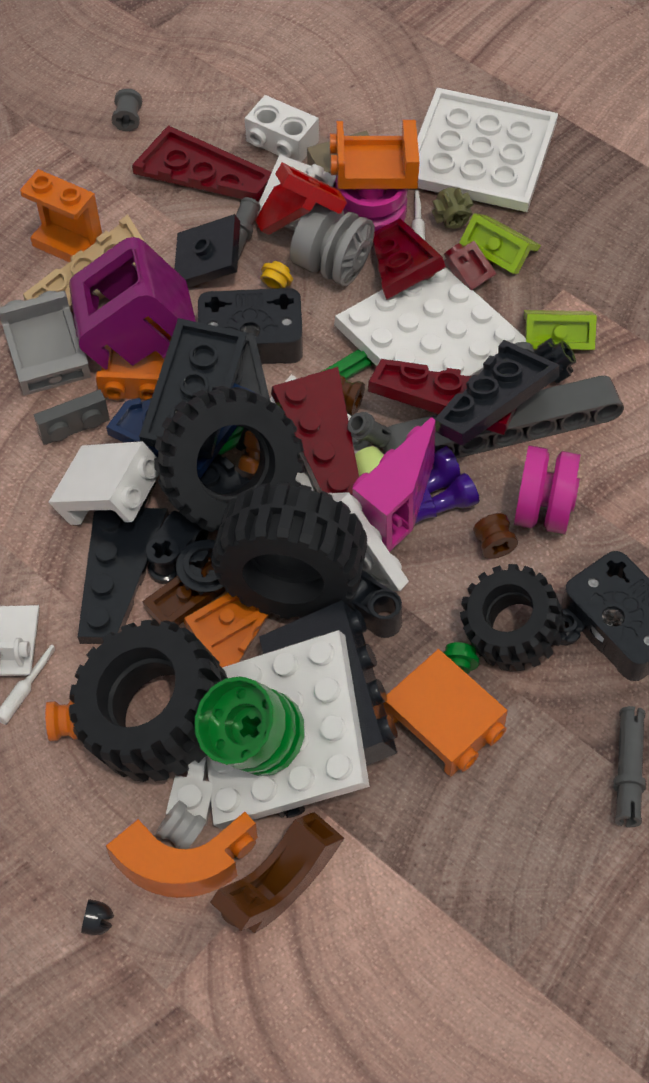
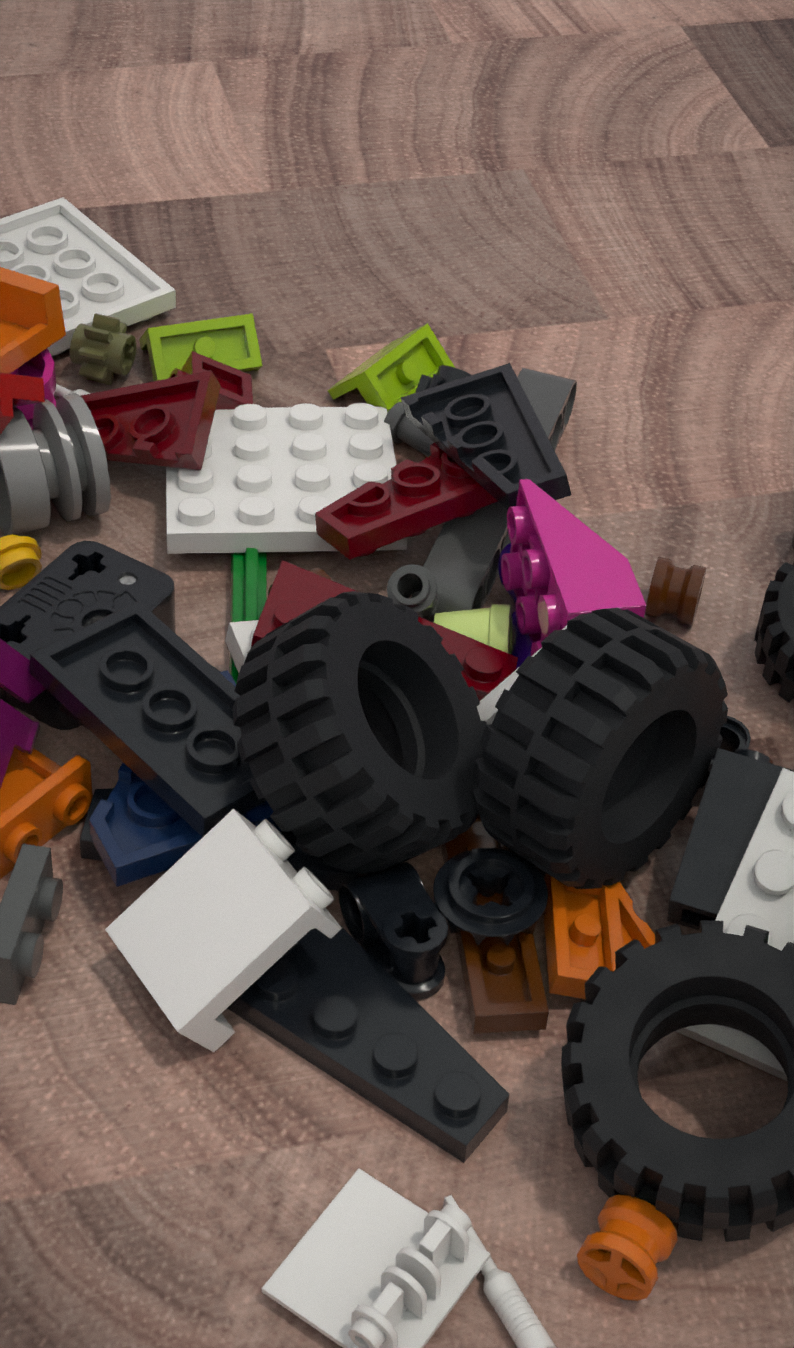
camera: 60 degrees left, 15 degrees down
(548, 489) = (664, 494): dark pink wheel -> none

